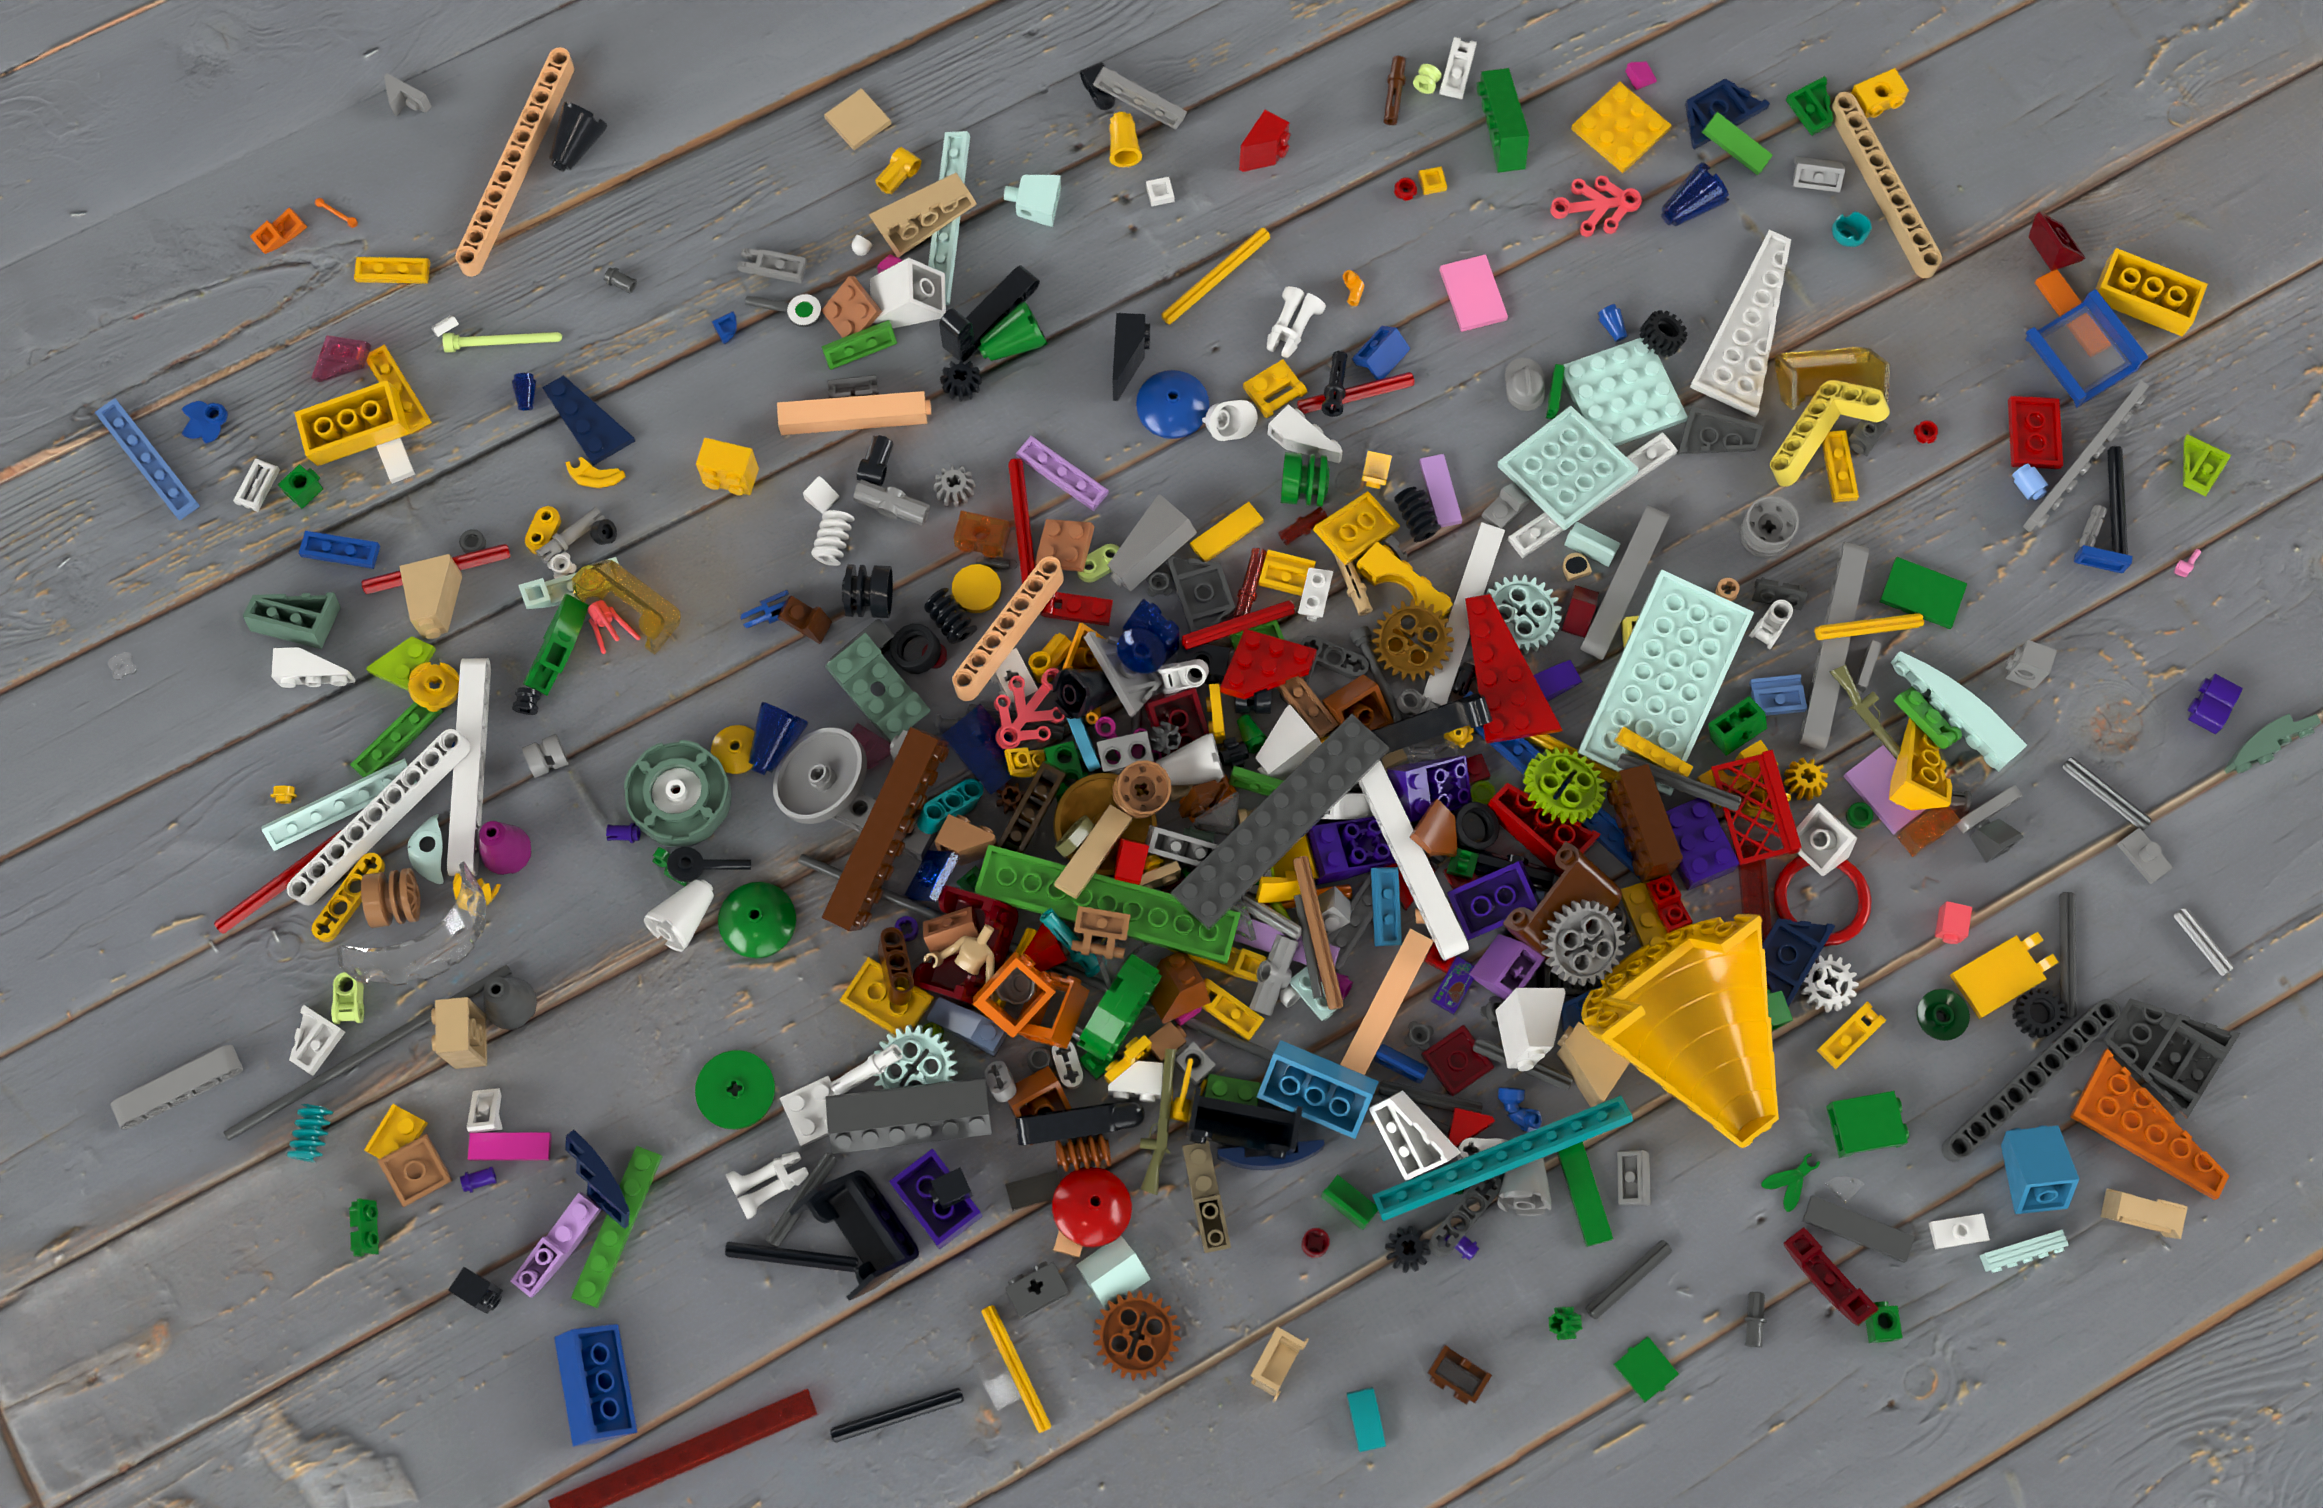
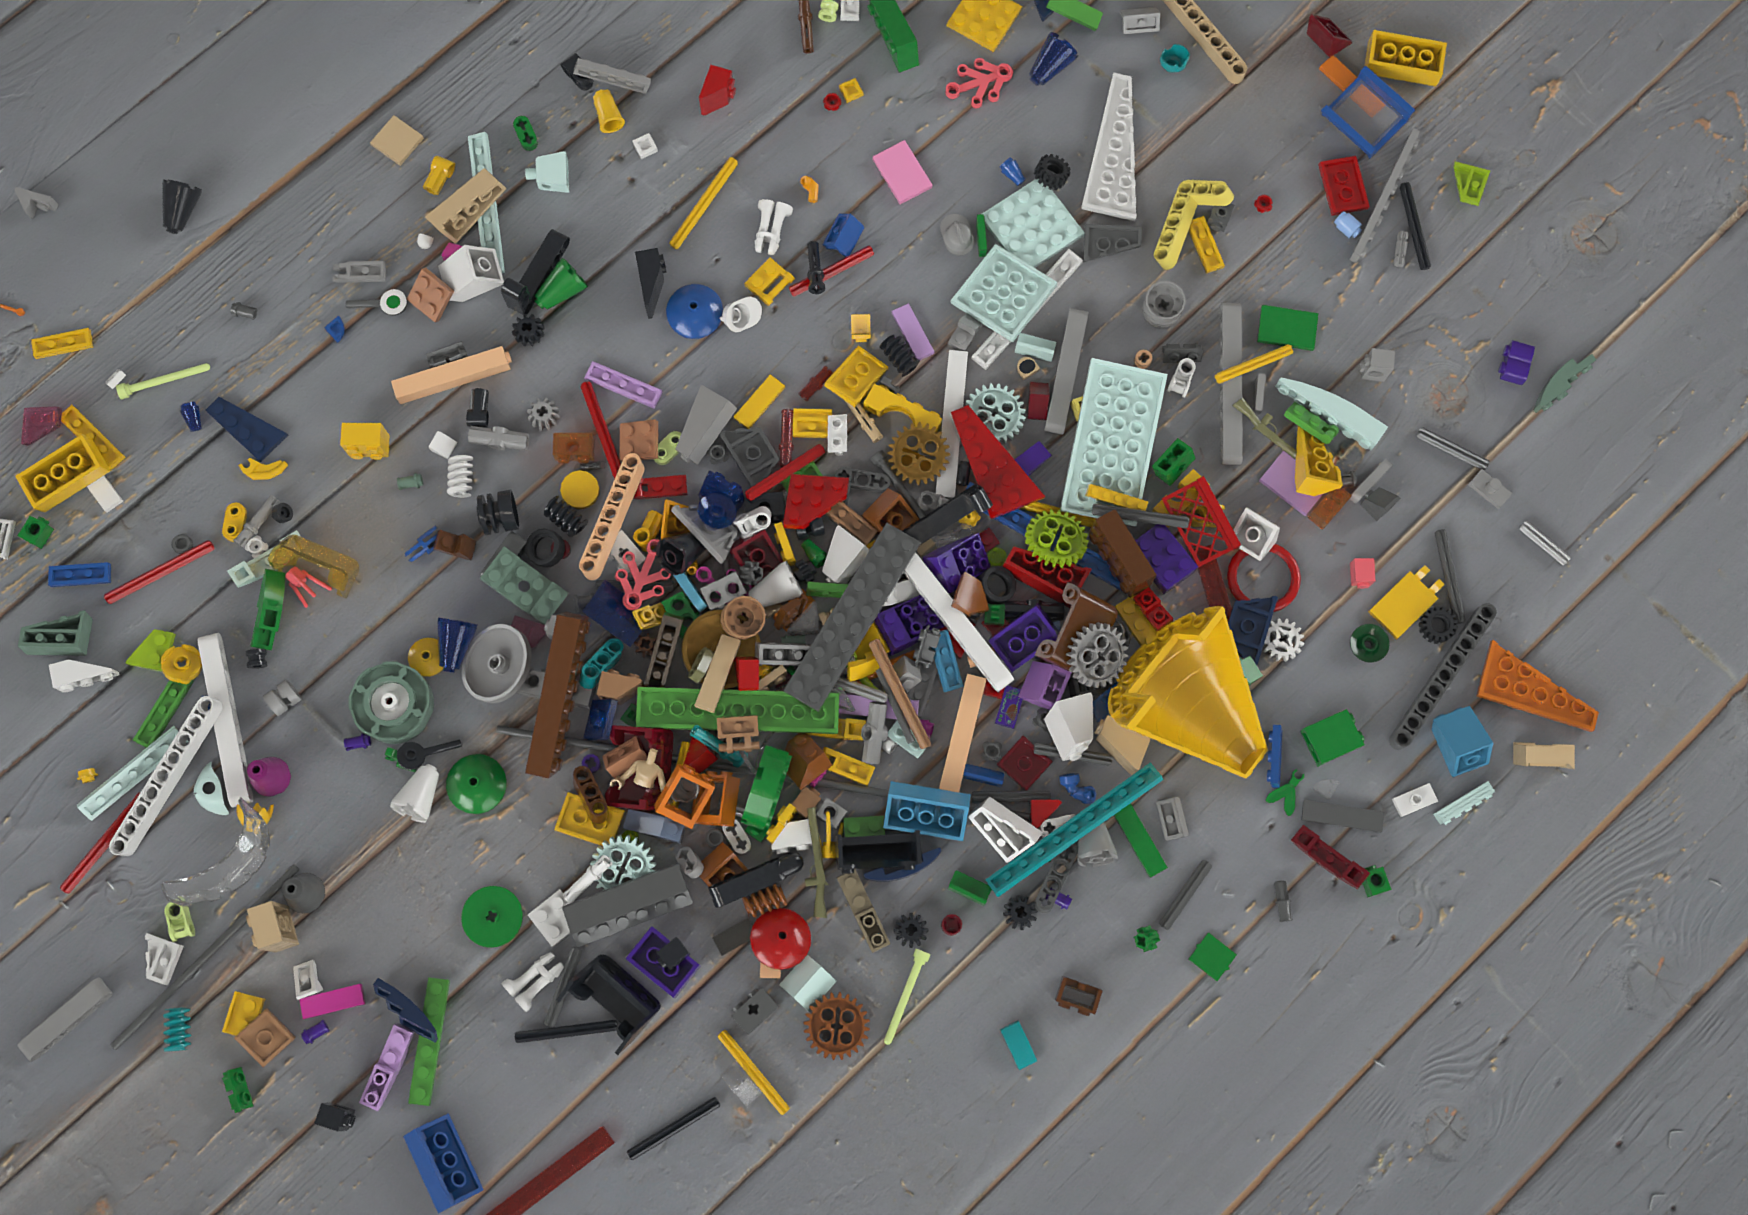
camera: 15 degrees left, 5 degrees up
(344, 894) = (162, 844): yellow beam -> none
(386, 898) = (191, 836): medium nougat wheel -> none
(431, 593) = (160, 593): tan slope -> none
(515, 171) = (140, 241): light nougat beam -> none
(769, 530) = (410, 481): none -> sand green pin
(859, 344) = (443, 320): bright green tile -> none
(1020, 144) = (528, 132): none -> green beam
(1255, 1230) = (916, 935): none -> black gear
(1264, 1276) = (920, 958): none -> yellowish green piece
(1276, 1361) = (944, 1020): tan piece -> none
(1300, 436) = (796, 314): white slope -> none
(1304, 479) = (808, 348): green wheel -> none
(1369, 872) = (928, 639): none -> dark grey hinge
(1779, 694) = (1198, 430): medium blue plate -> none
(1786, 1129) = (1274, 756): none -> blue plate
(1804, 372) = (1165, 176): clear yellow windscreen -> none
(1810, 773) = (1233, 484): yellow gear -> none
(1850, 1036) = (1306, 674): yellow plate -> none
(1859, 815) = (1277, 507): green tile -> none
(2103, 559) = (1413, 271): blue tile -> none
(2170, 1051) = (1537, 631): dark grey wedge -> none
(2183, 568) = (1474, 264): bright pink hand -> none

